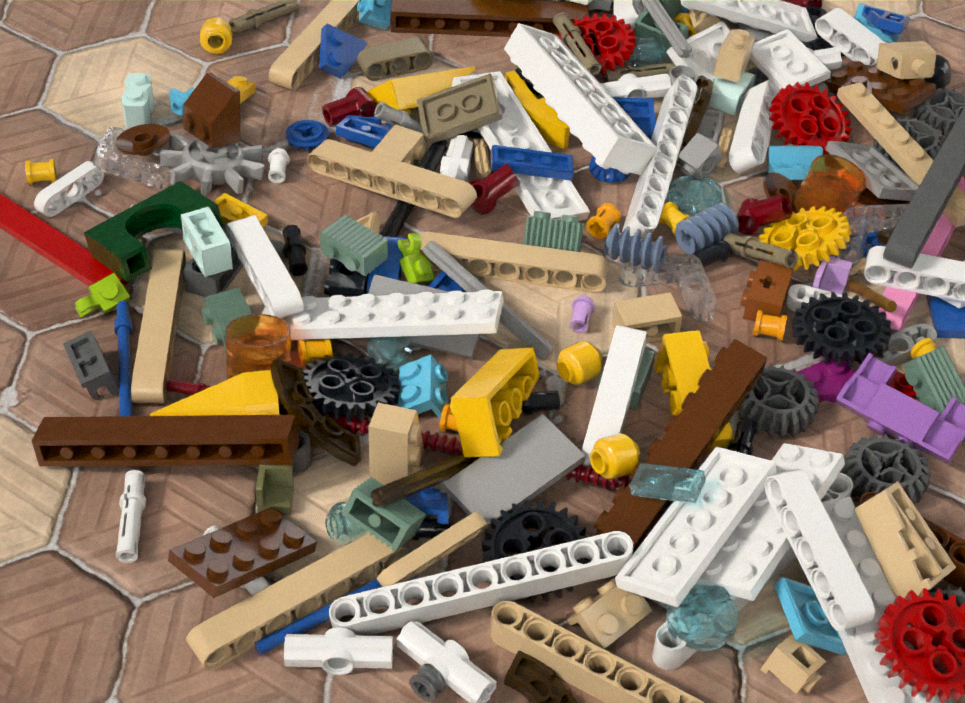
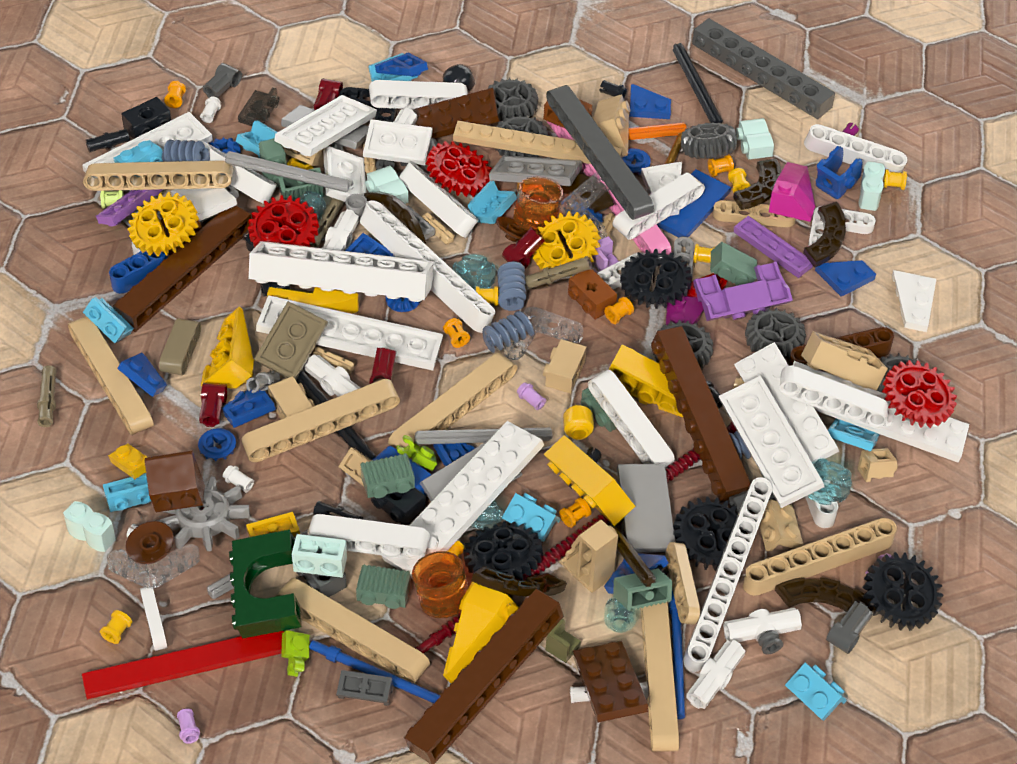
camera: 55 degrees left, 5 degrees up
(132, 504) = (496, 716): white pin -> none
(216, 36) = (49, 438): yellow head -> none
(533, 162) = (378, 334): blue tile -> none
(554, 233) = (453, 366): sand green brick -> none
(564, 25) = (276, 234): dark tan pin -> none
(615, 456) = (680, 449): yellow head -> none
(667, 483) = (734, 435): clear light blue plate -> none
(699, 157) = (444, 245): light grey brick -> none
(718, 252) = (533, 294): black pin -> none
(734, 55) = (374, 163): tan brick -> none
(874, 297) = (641, 246): pearl gold bar -> none
(914, 59) = (462, 84): tan torso -> none

